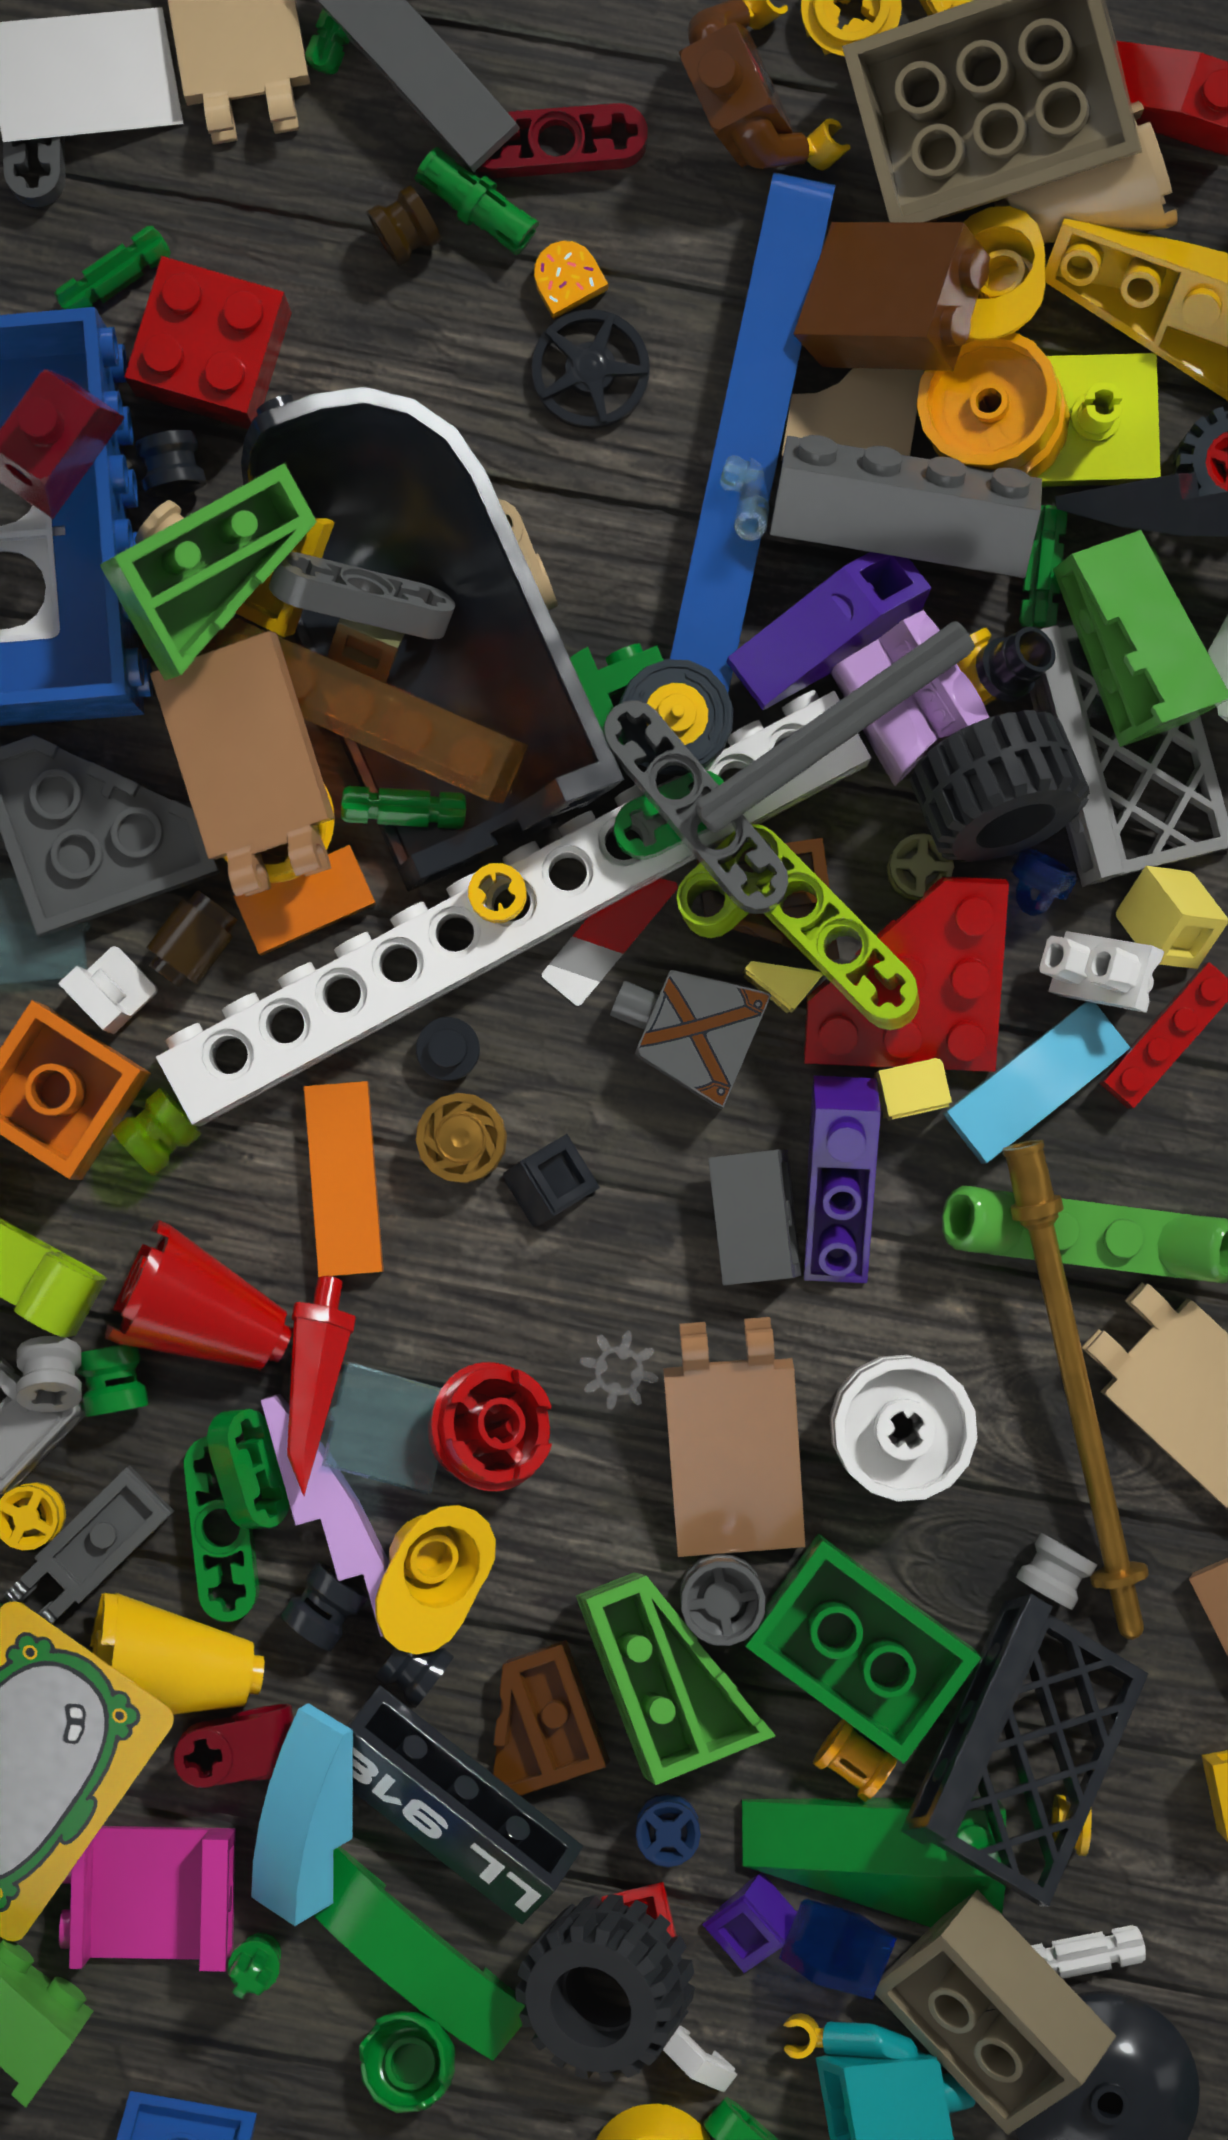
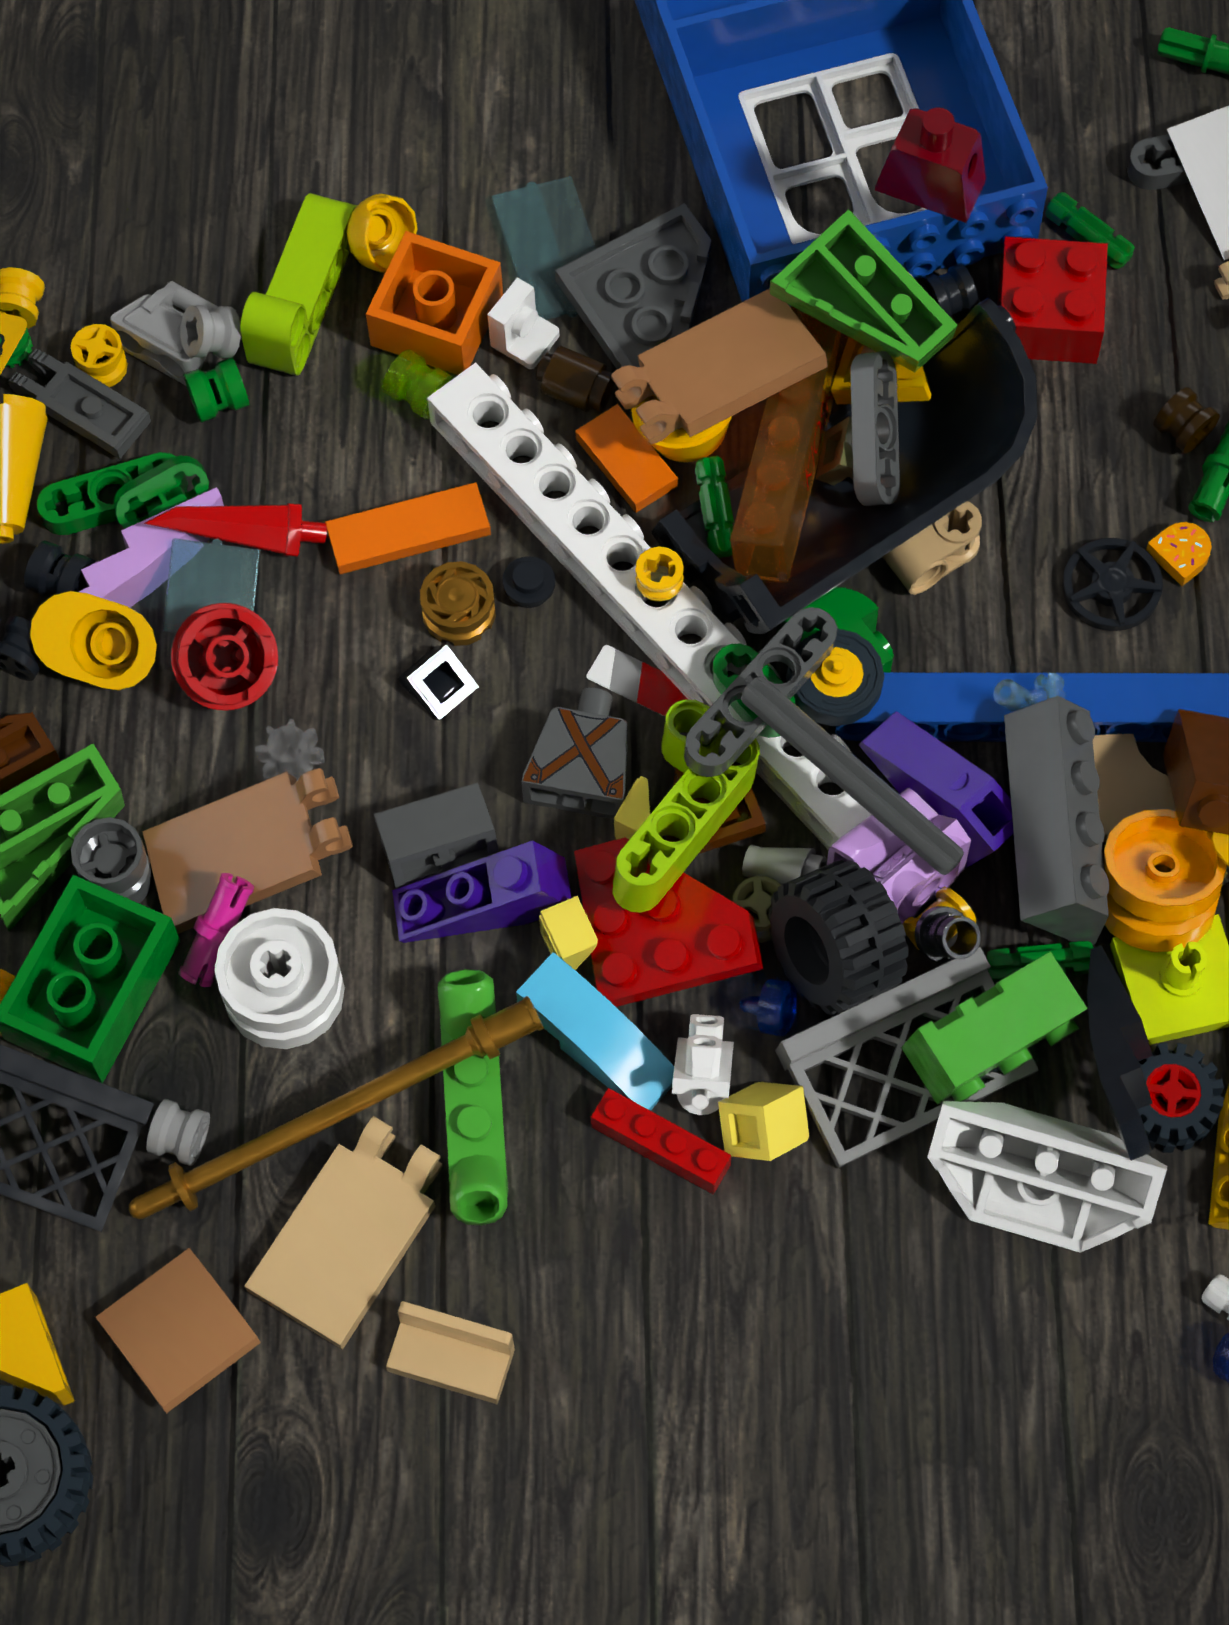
camera: 75 degrees right, 20 degrees down
(196, 1307) = (284, 428): red cone -> none
(830, 1490) = (213, 927): none -> dark pink pin
(878, 827) = (781, 863): none -> light grey cone

